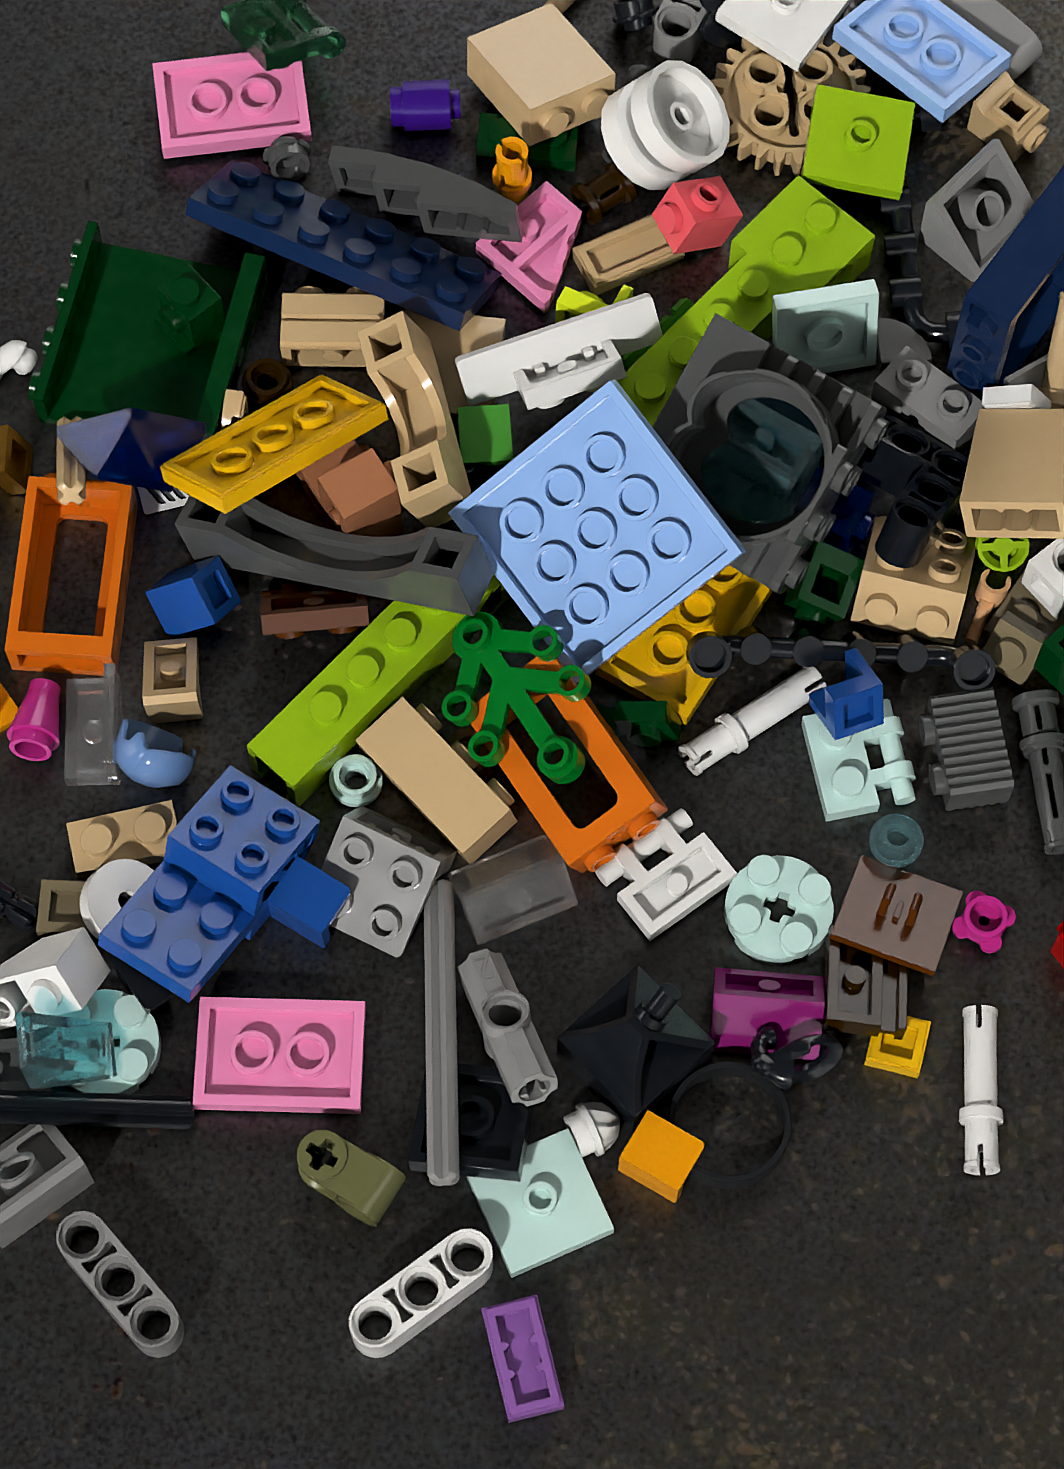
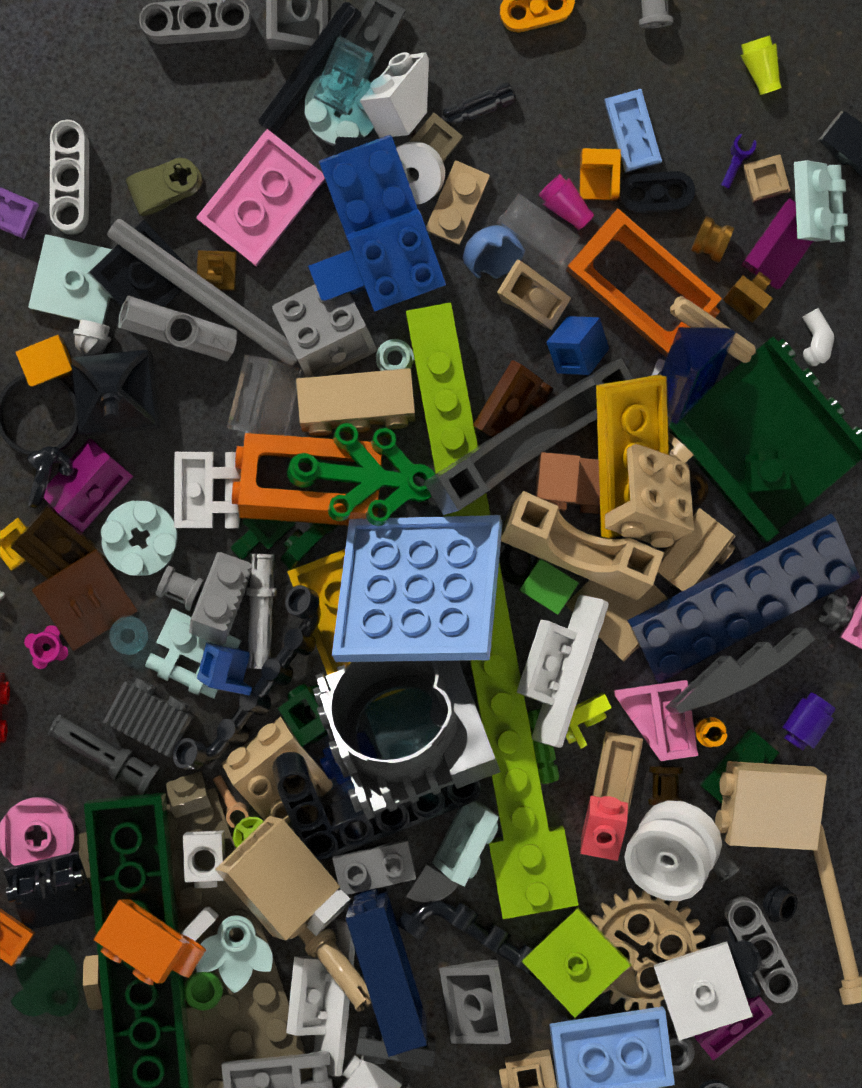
camera: 125 degrees right, 20 degrees up
(298, 377) = (659, 499): none -> tan bracket
(400, 1048) = (218, 268): none -> pearl gold tile
(668, 781) = (260, 531): none -> dark green plate
(774, 759) = (220, 598): none -> light grey brick
(798, 821) = (179, 587): none -> light grey bush

